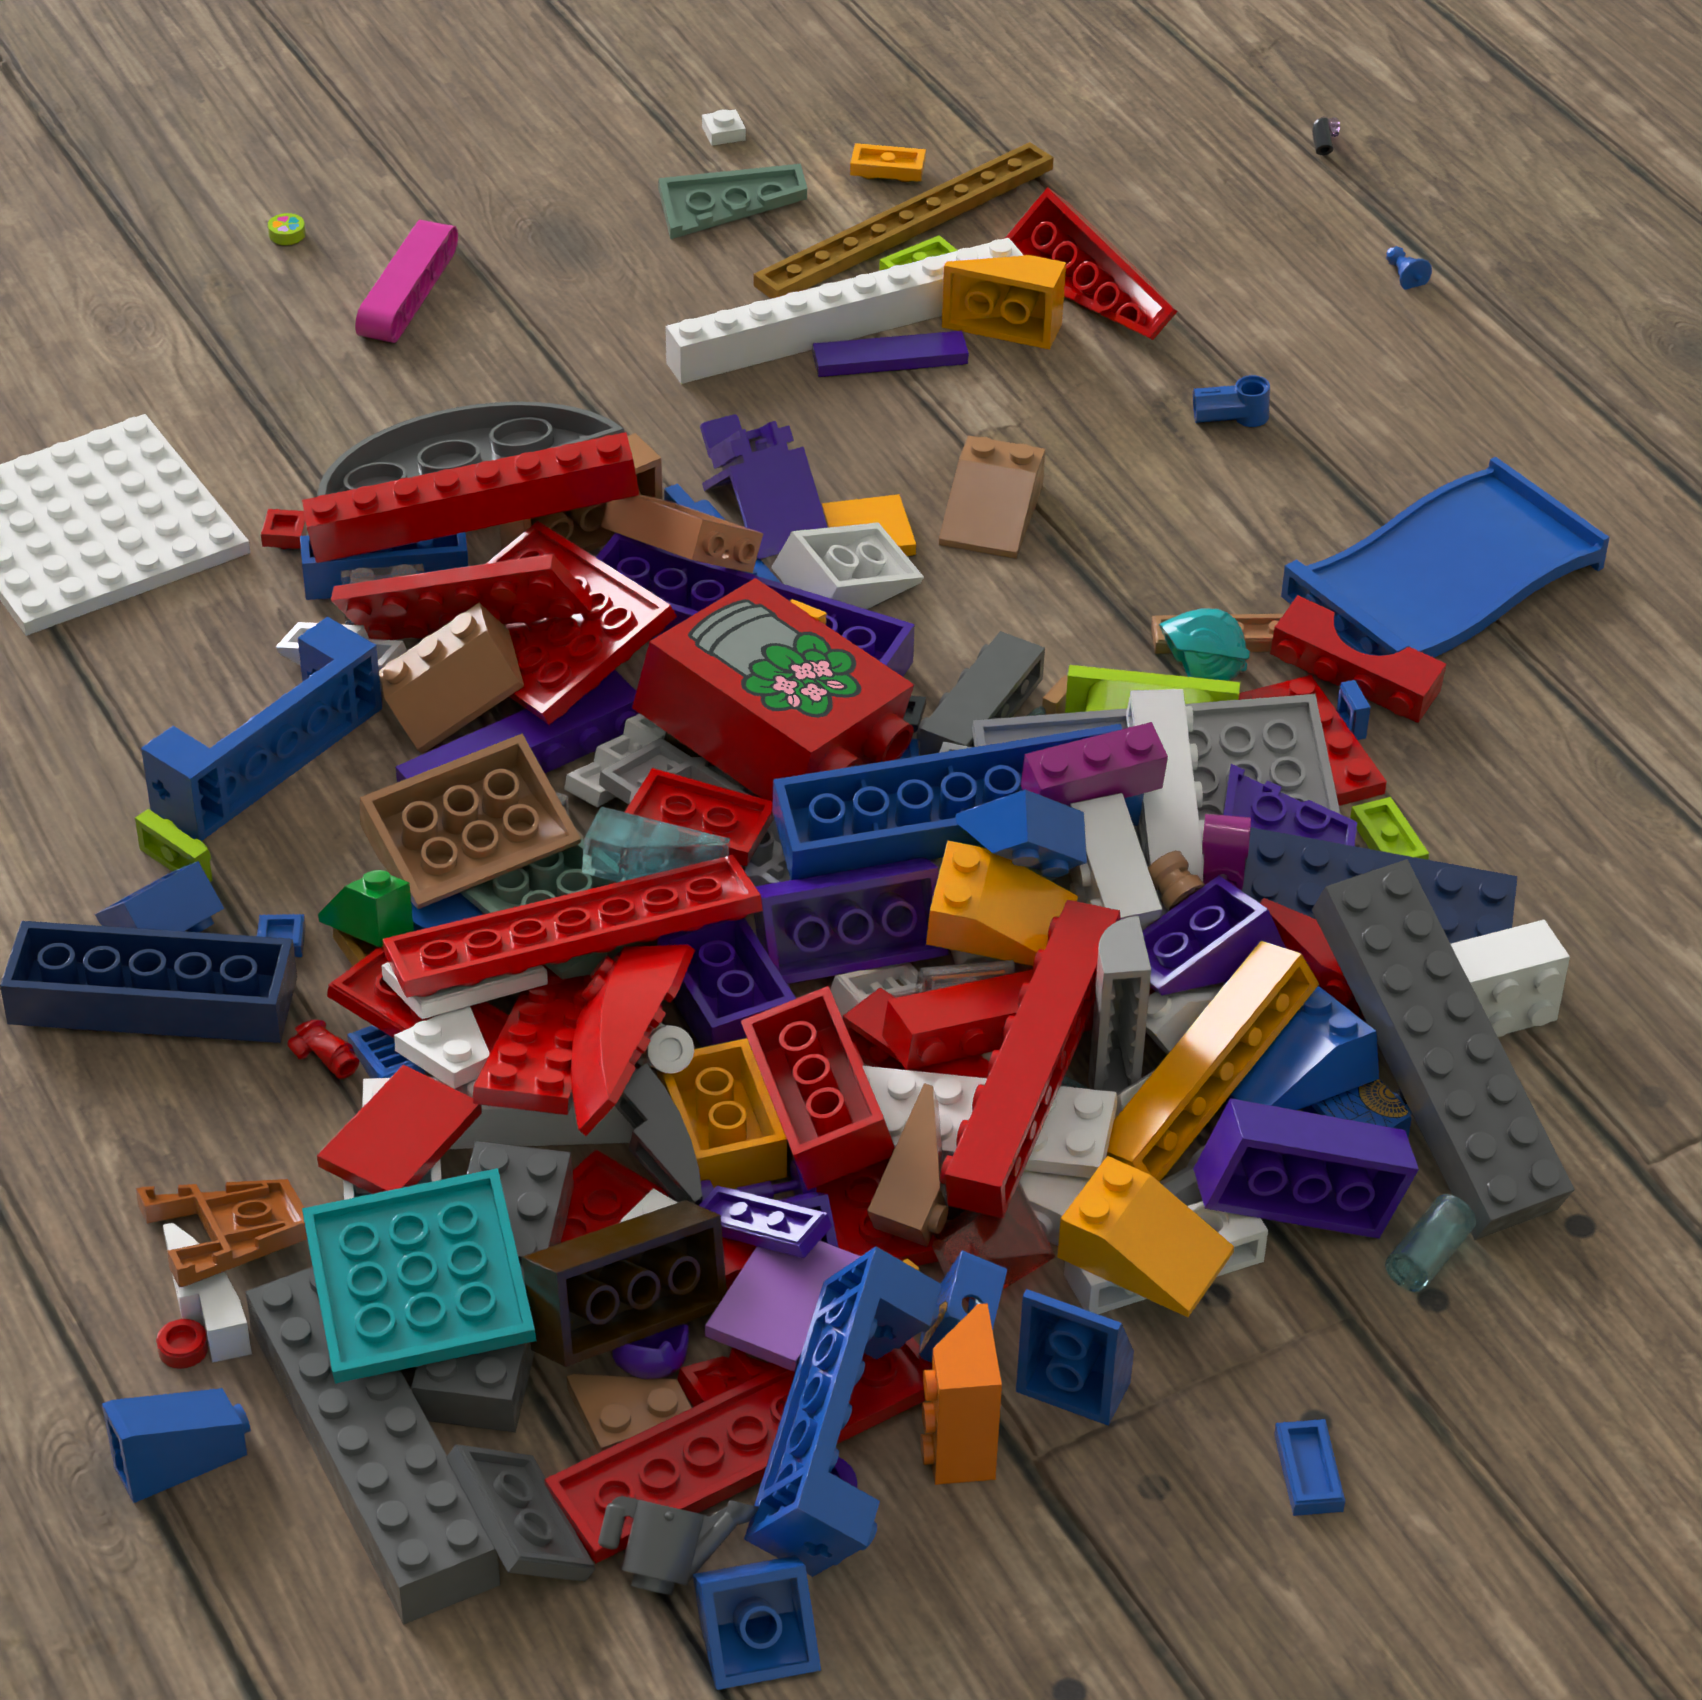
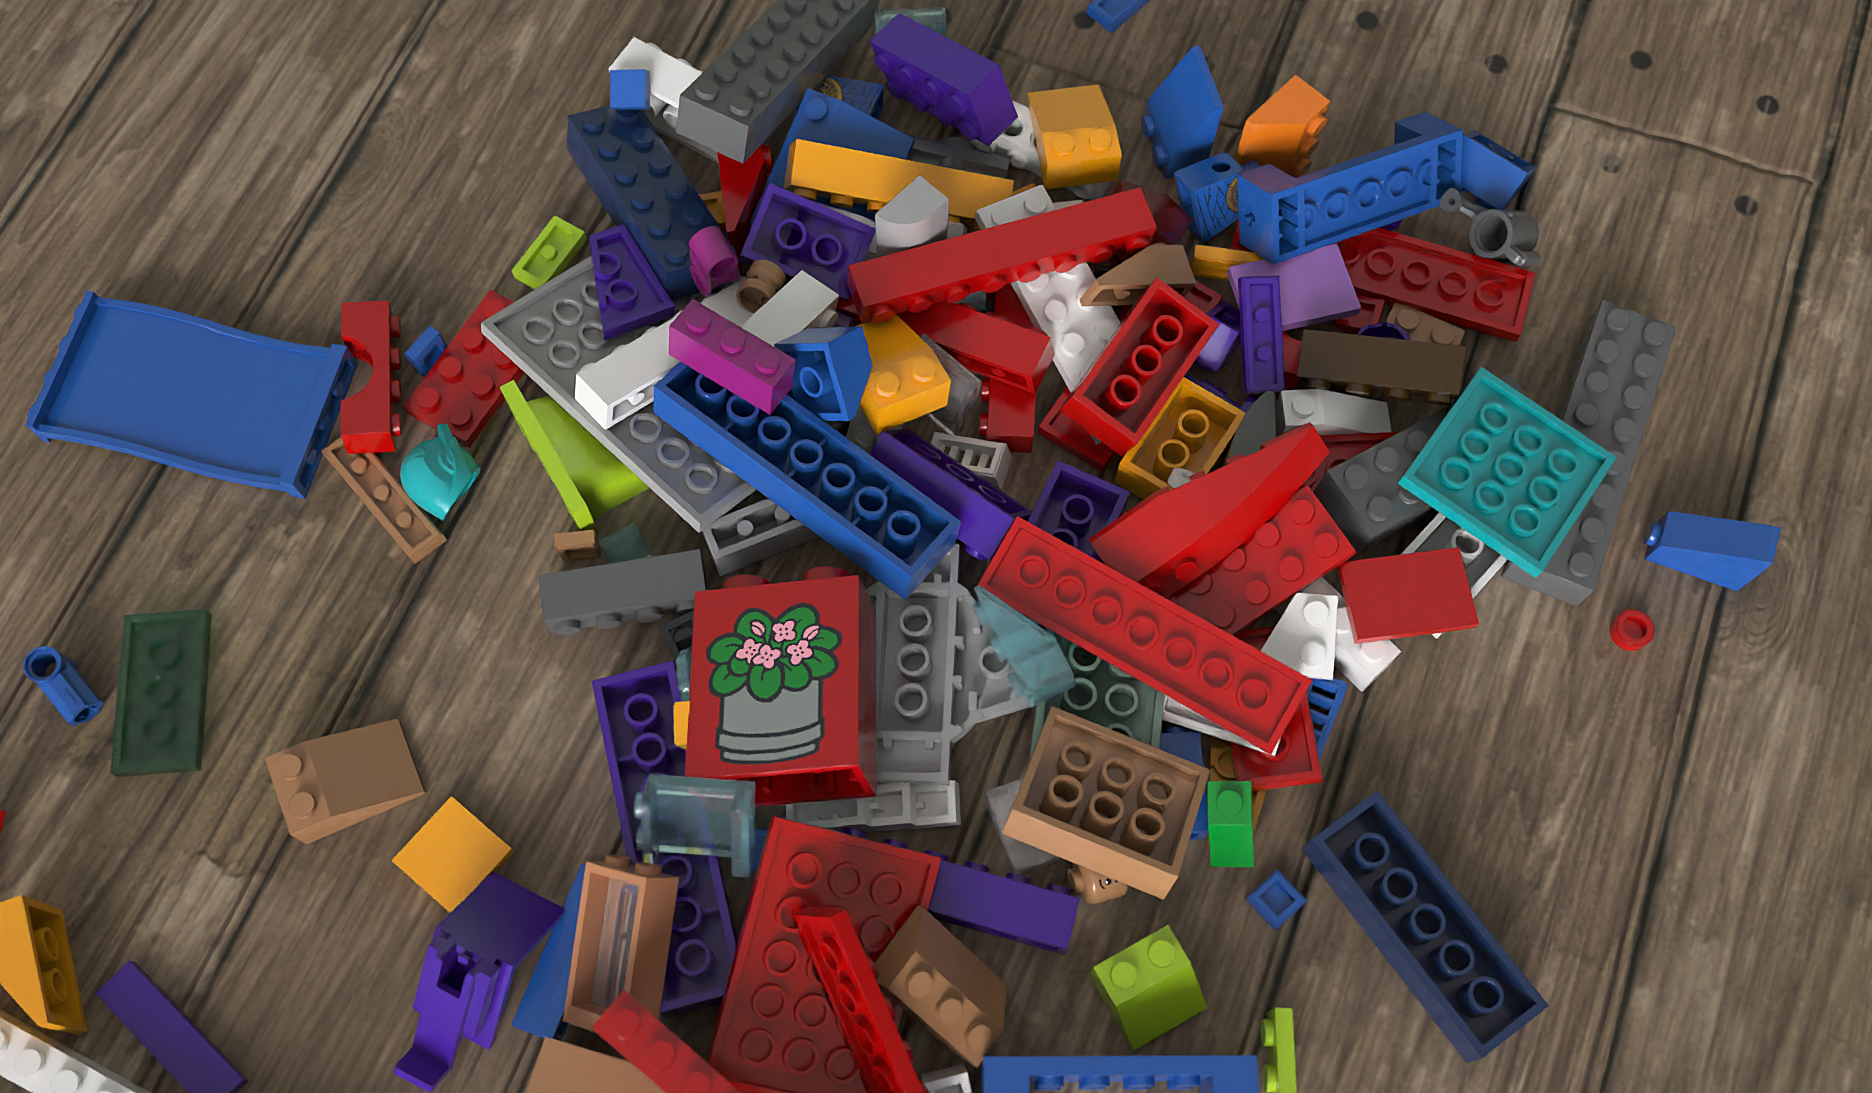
camera: 130 degrees left, 25 degrees up
(172, 903) = (1346, 1004): blue slope -> none
(211, 1304) = (1598, 639): white slope -> none
(241, 1222) = (1528, 660): dark orange wing -> none
(317, 811) = (1149, 987): none -> lime slope
(331, 1049) = (1347, 761): red arm -> none
(520, 1513) = (1559, 323): dark grey tile -> none
(705, 809) = (947, 655): red plate -> none
(746, 560) = (697, 819): none -> clear light blue panel
(846, 564) = (538, 813): white slope -> none
(1173, 447) = (161, 693): none -> clear green plate
(1499, 917) = (630, 89): none -> blue tile

